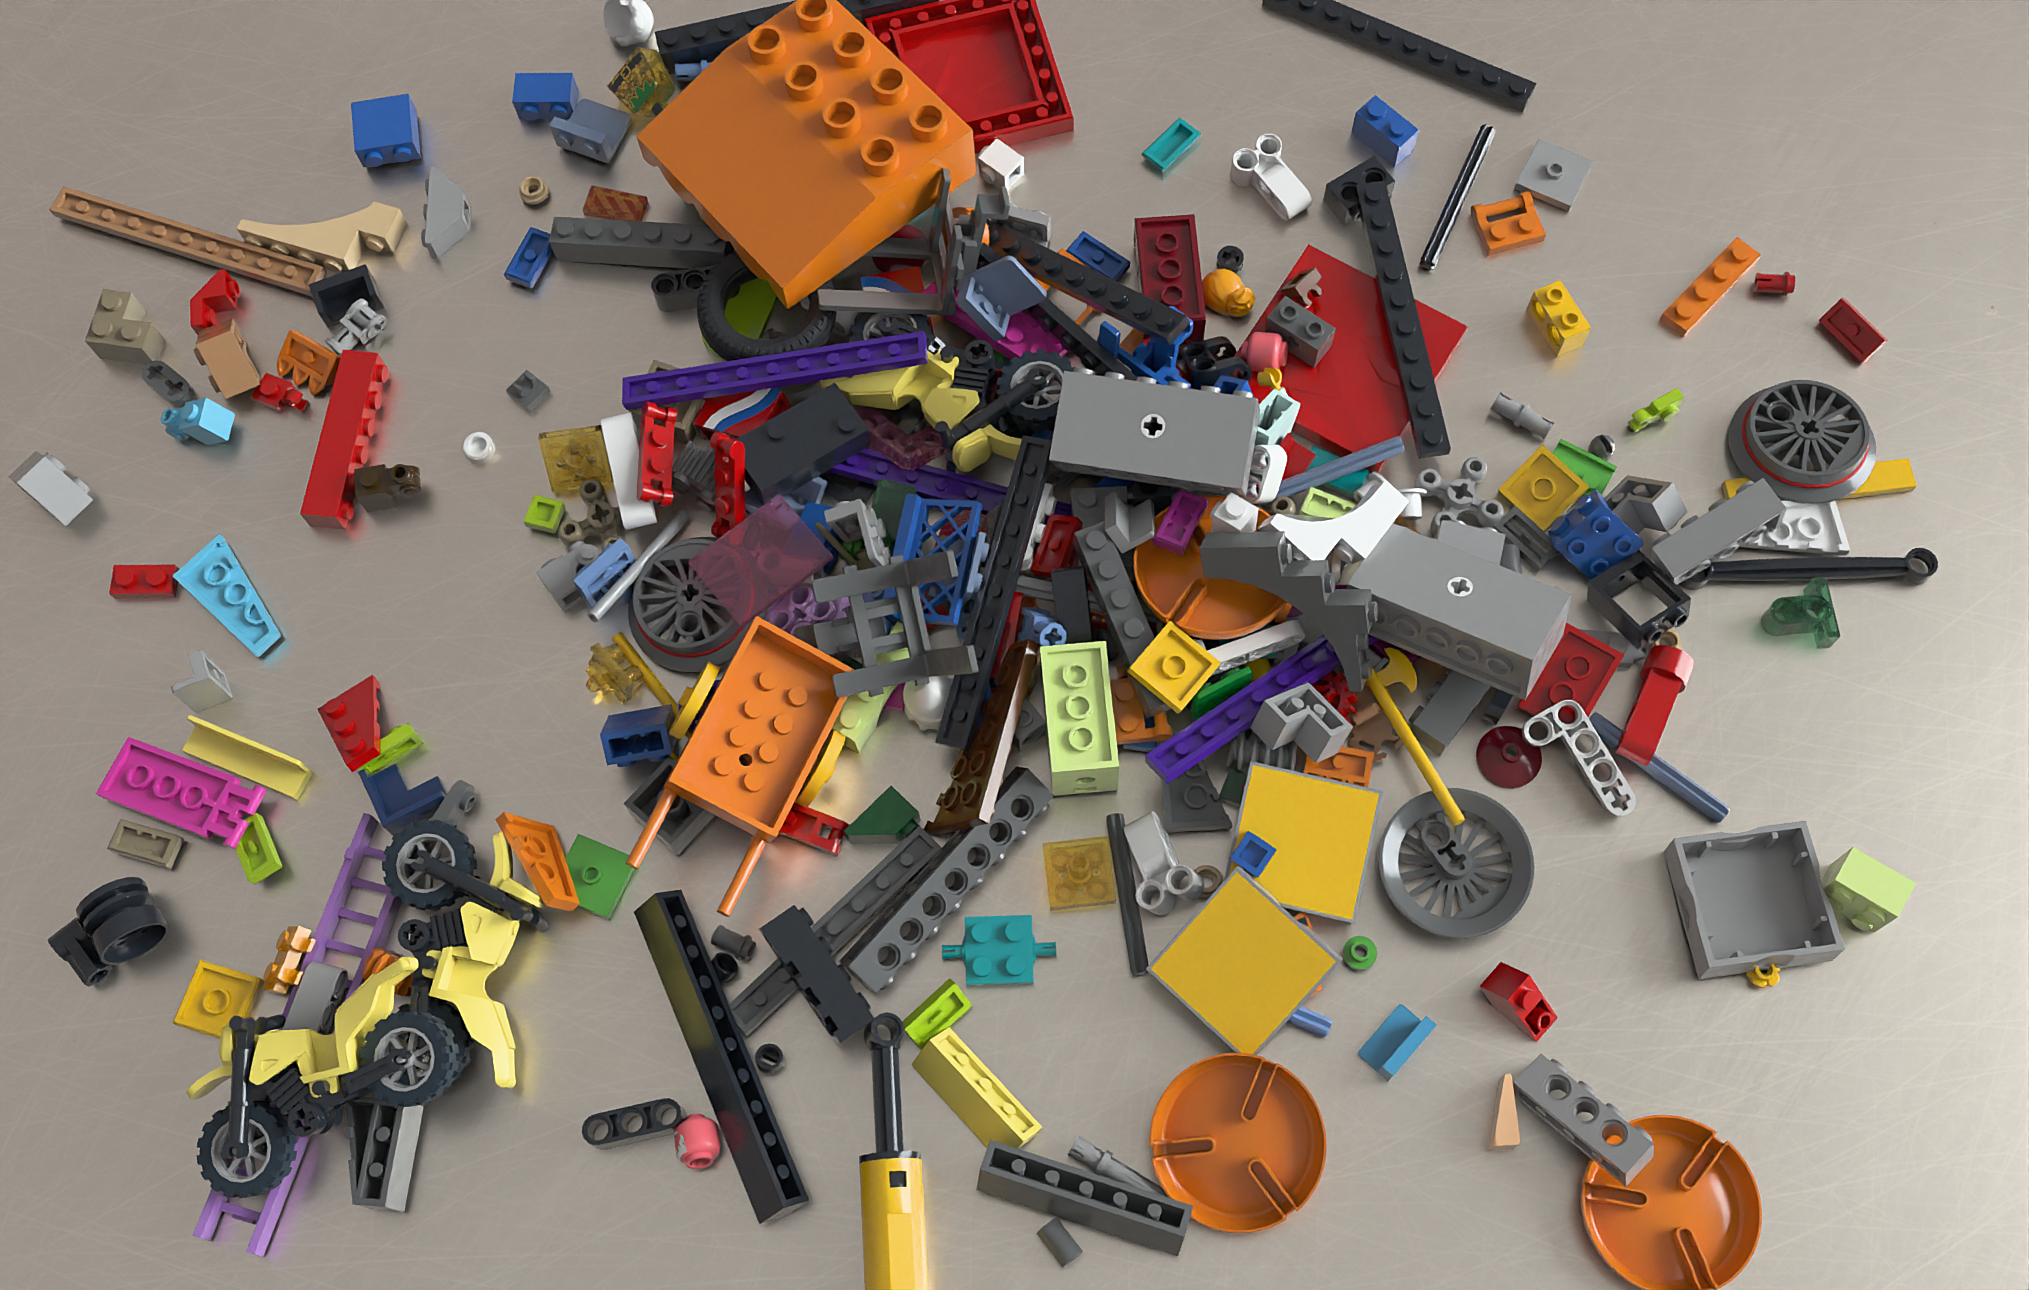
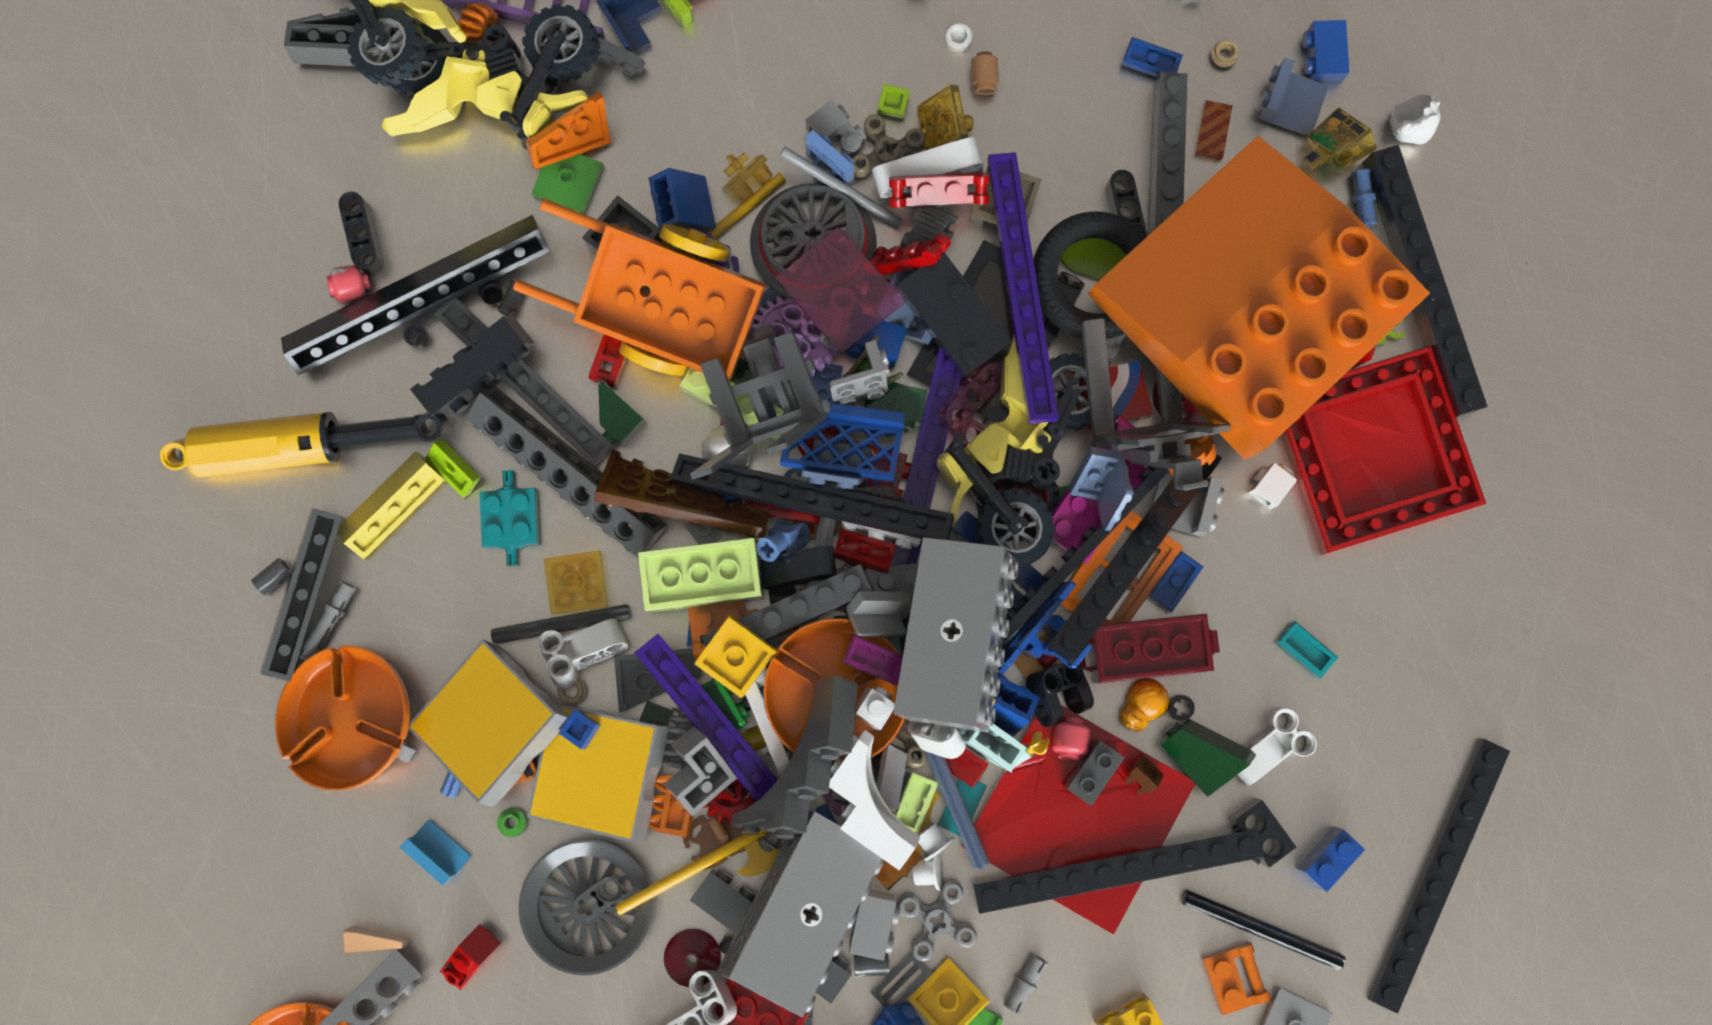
camera: 80 degrees right, 15 degrees up
(524, 419) = (984, 73): none -> medium nougat brick
(528, 391) = (1016, 73): dark grey tile -> none
(739, 412) = (985, 267): panel -> none
(1281, 231) = (1206, 755): none -> dark green slope

